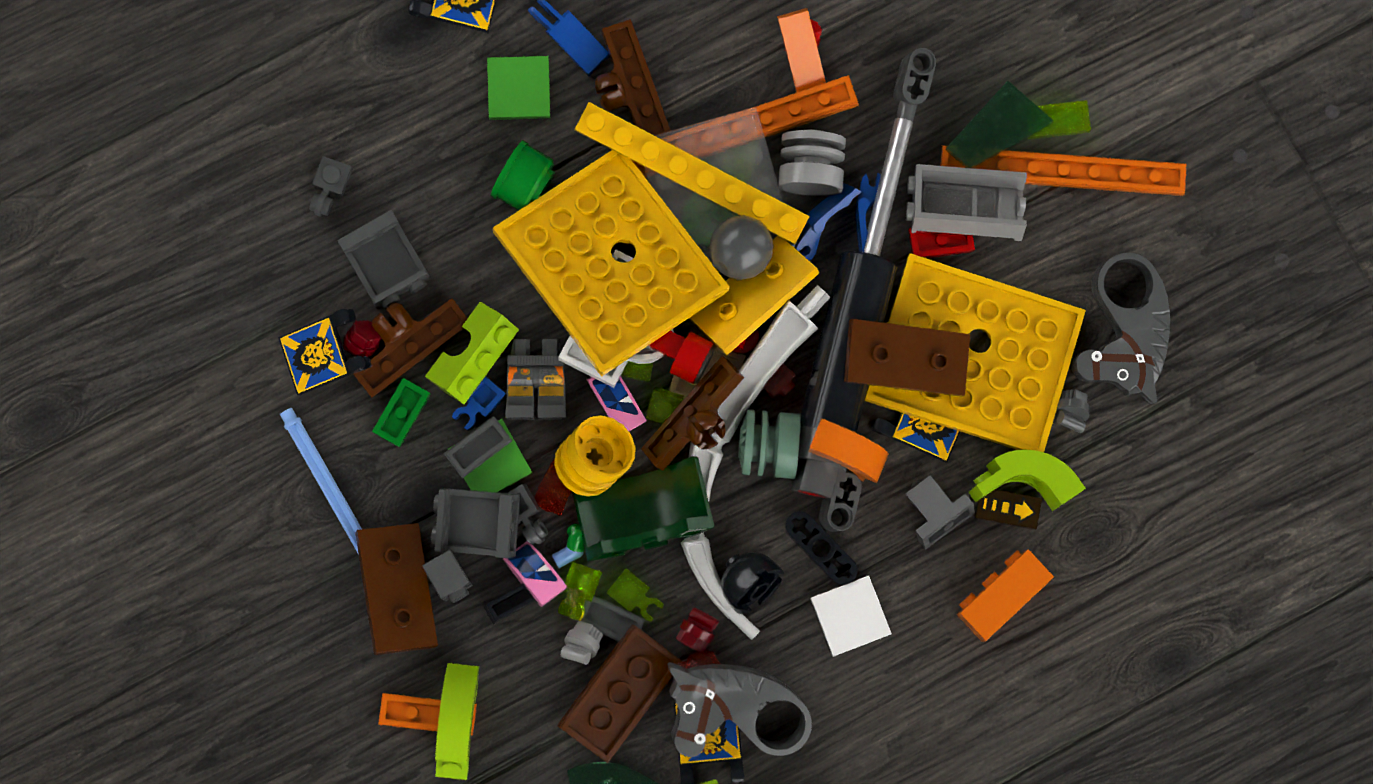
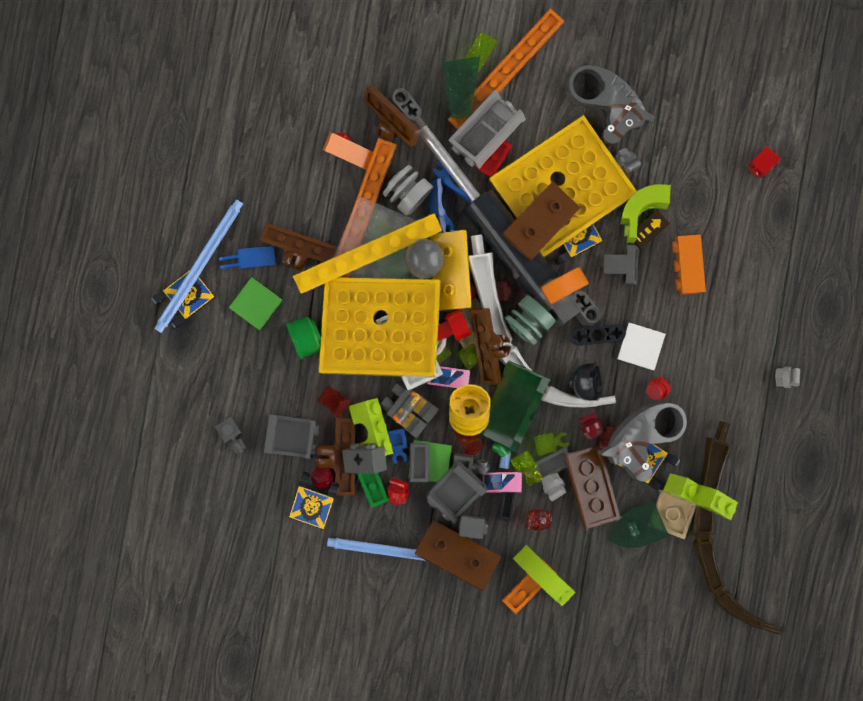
camera: 45 degrees left, 5 degrees up
(419, 449) = (397, 491): none -> red piece
(427, 371) = (364, 459): none -> dark grey brick
(471, 279) = (334, 401): none -> clear red bracket
(523, 658) = (538, 520): none -> clear red piece
(813, 679) = (658, 388): none -> red piece
(886, 71) = (392, 120): none -> reddish brown plate
(1211, 587) = (763, 162): none -> red brick

